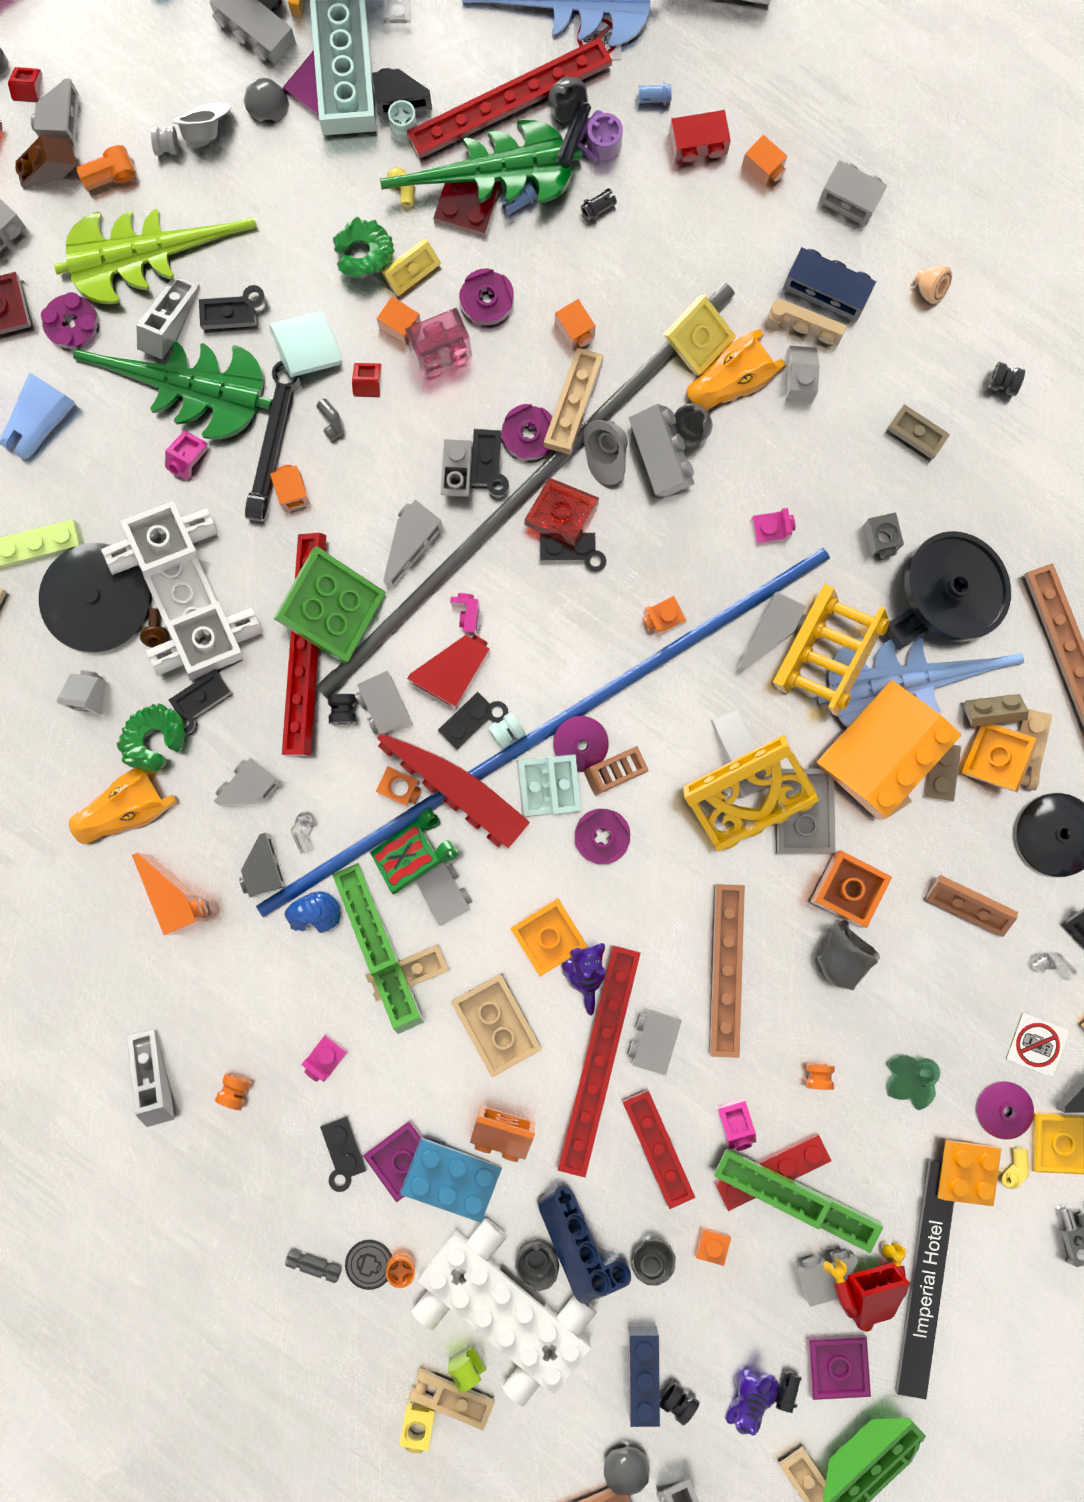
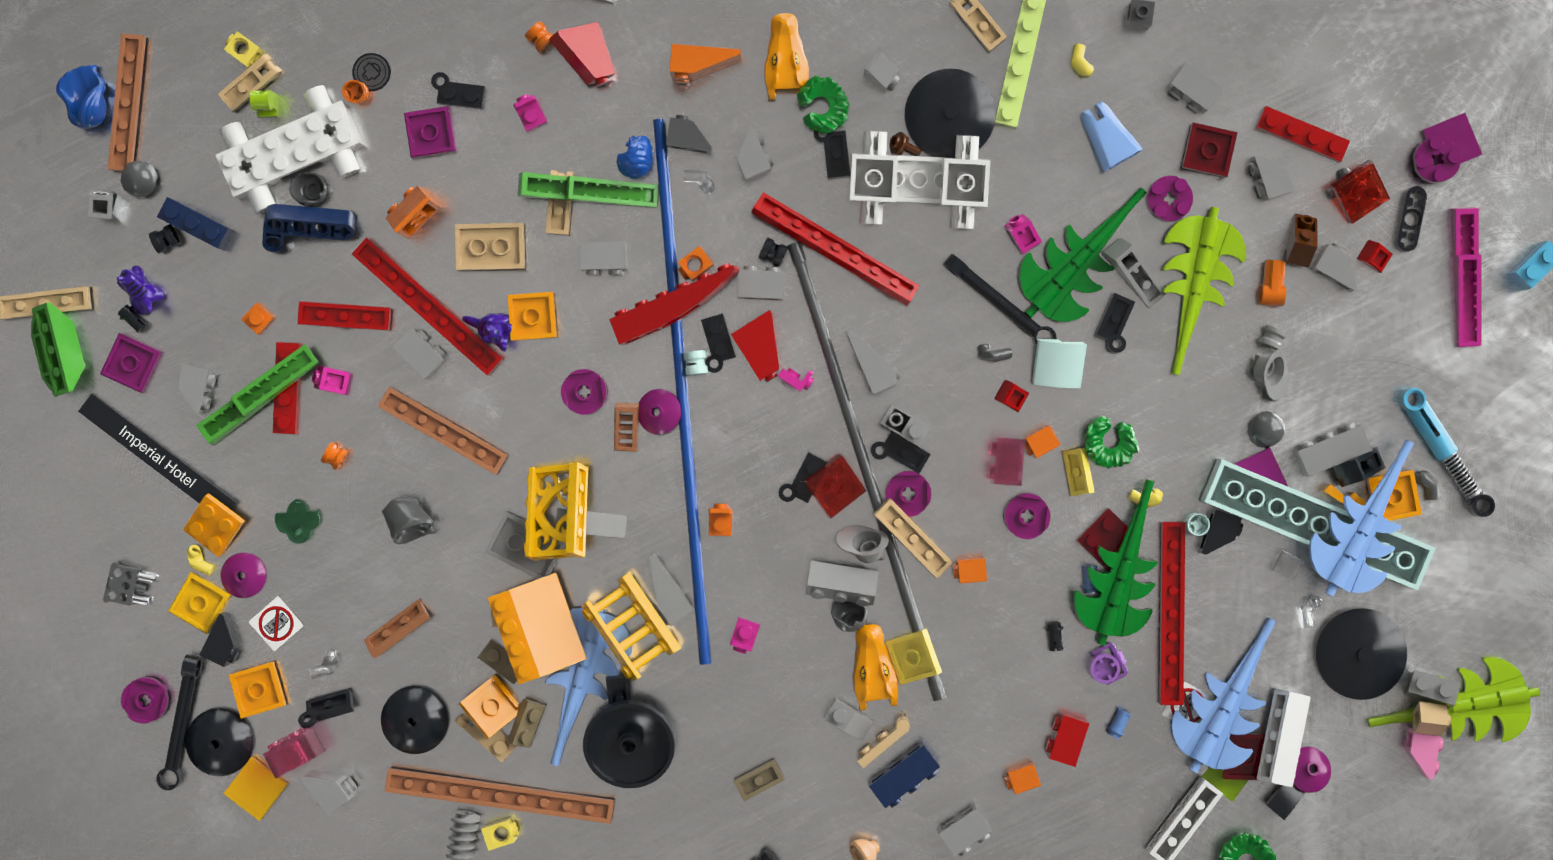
camera: 115 degrees right, 5 degrees up
(224, 1030) = (585, 52): none -> slope
(290, 487) = (957, 297): orange brick -> none
(313, 1266) = (390, 32): dark grey axle -> none
(329, 605) = (851, 281): bright green plate -> none
(410, 854) = (642, 247): green flag -> none
(450, 1180) = (399, 159): dark azure plate -> none
(549, 785) = (640, 372): light aqua slope -> none
(565, 96) = (1147, 654): dark grey hair -> none
(573, 134) = (1115, 644): black axle -> none
(653, 1262) = (268, 271): dark grey hair -> none
(851, 889) = (452, 548): orange brick -> none
(871, 1293) = (168, 410): red torso -> none
(886, 523) = (702, 719): dark grey brick -> none

